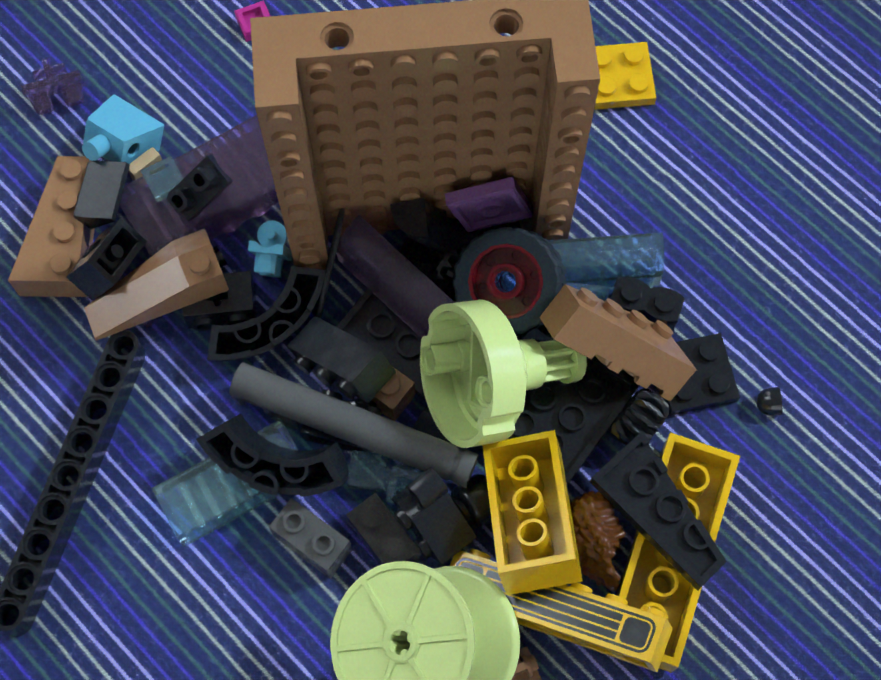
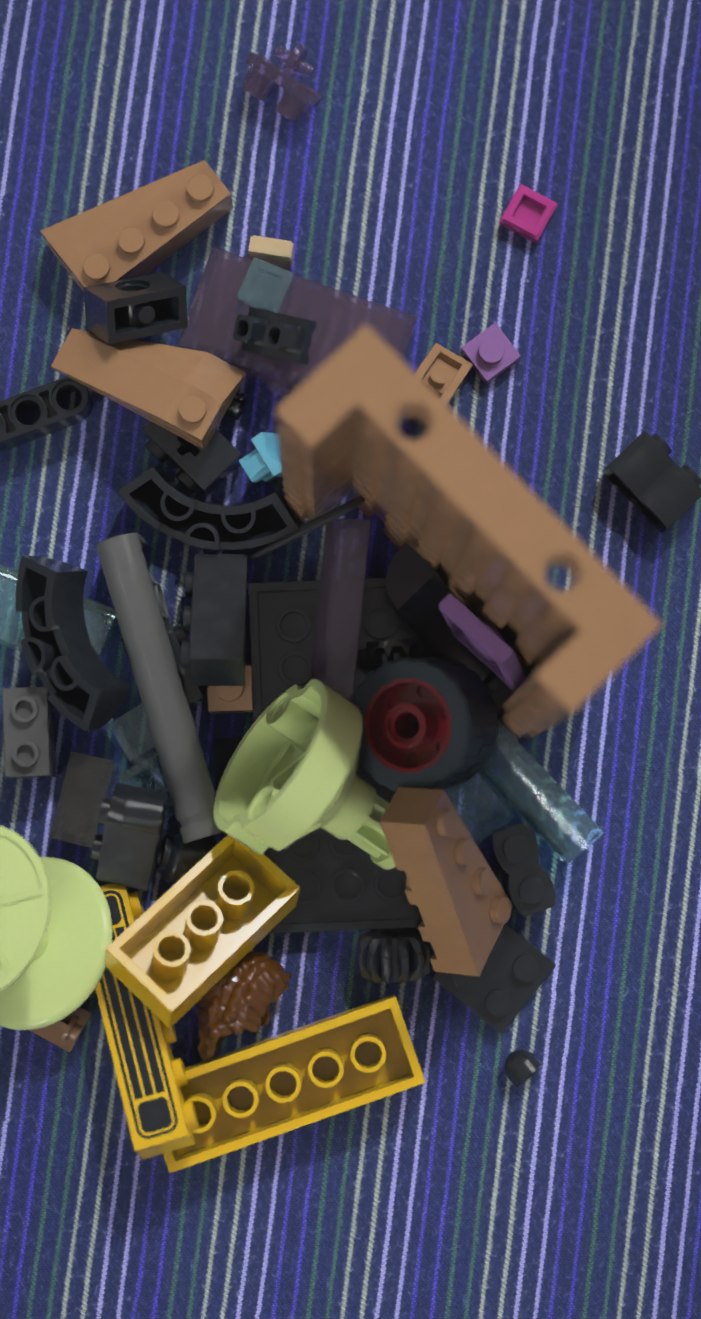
camera: 45 degrees right, 15 degrees up
(101, 193) = (200, 239): black slope -> none
(120, 132) = (282, 196): medium azure torso -> none
(649, 500) = (306, 1028): black wing -> none

